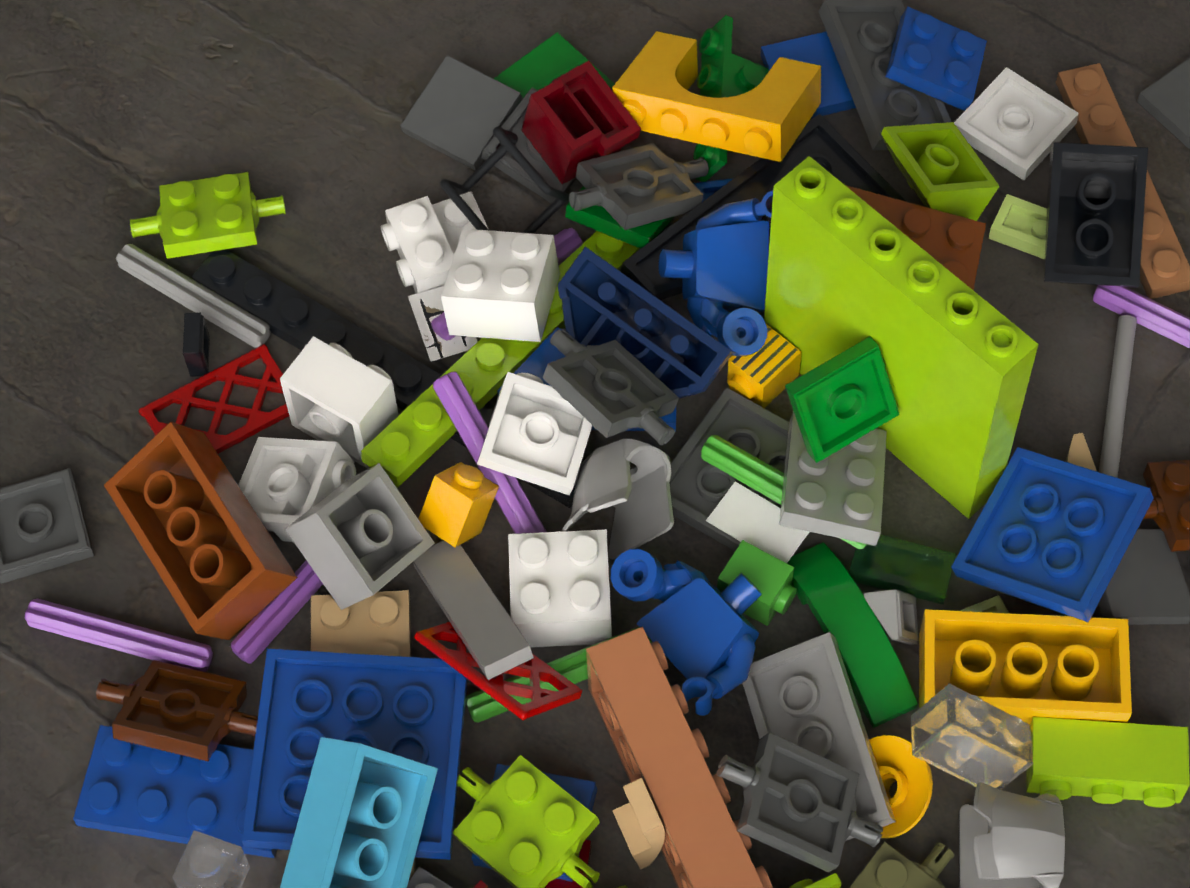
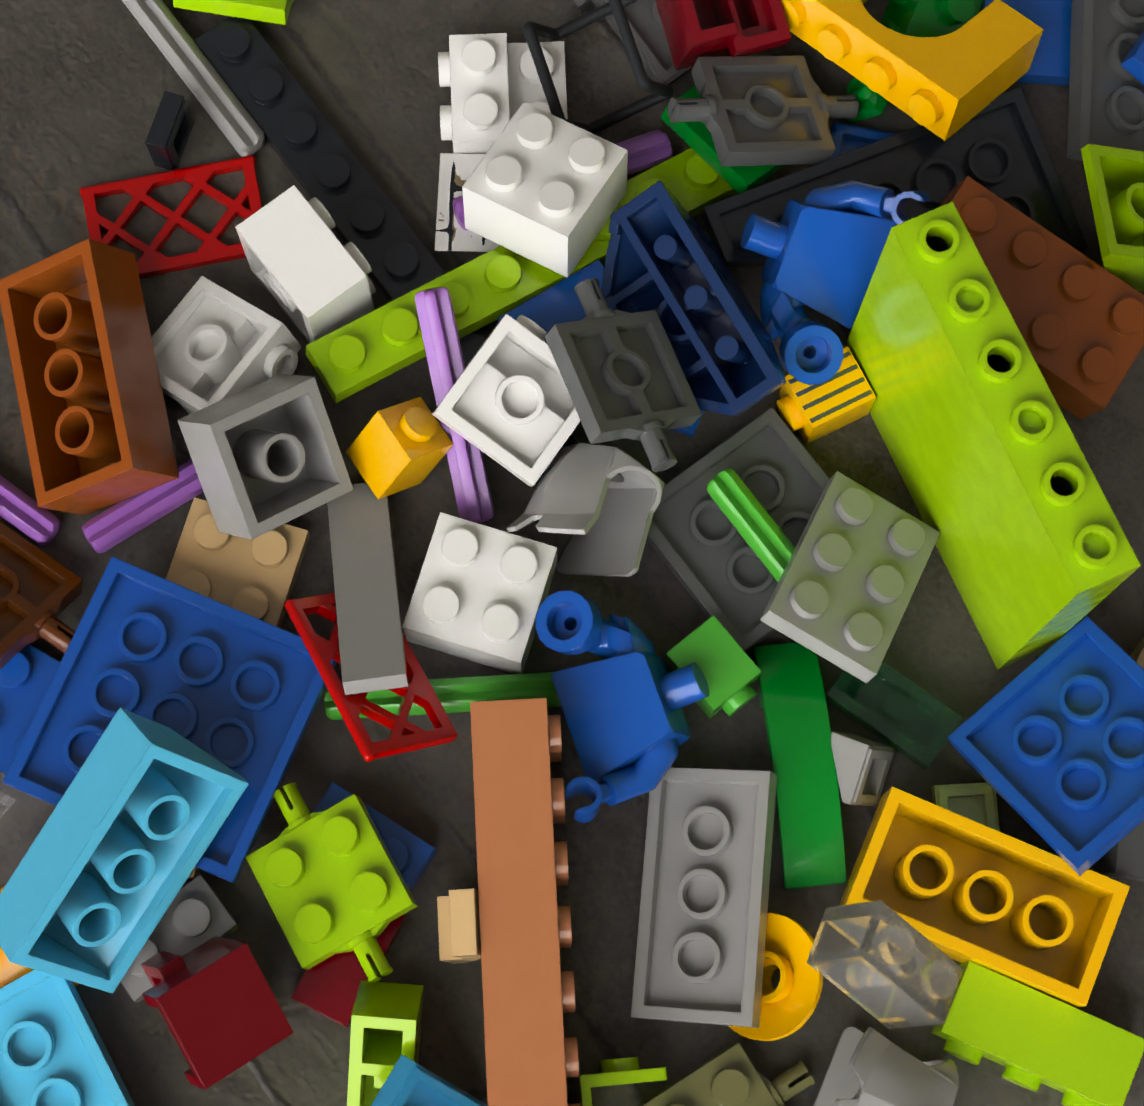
camera: 15 degrees right, 15 degrees up
(756, 521) = (737, 593): white sticker -> none
(799, 802) = (648, 978): dark grey plate -> none
(842, 399) = (890, 500): green tile -> none

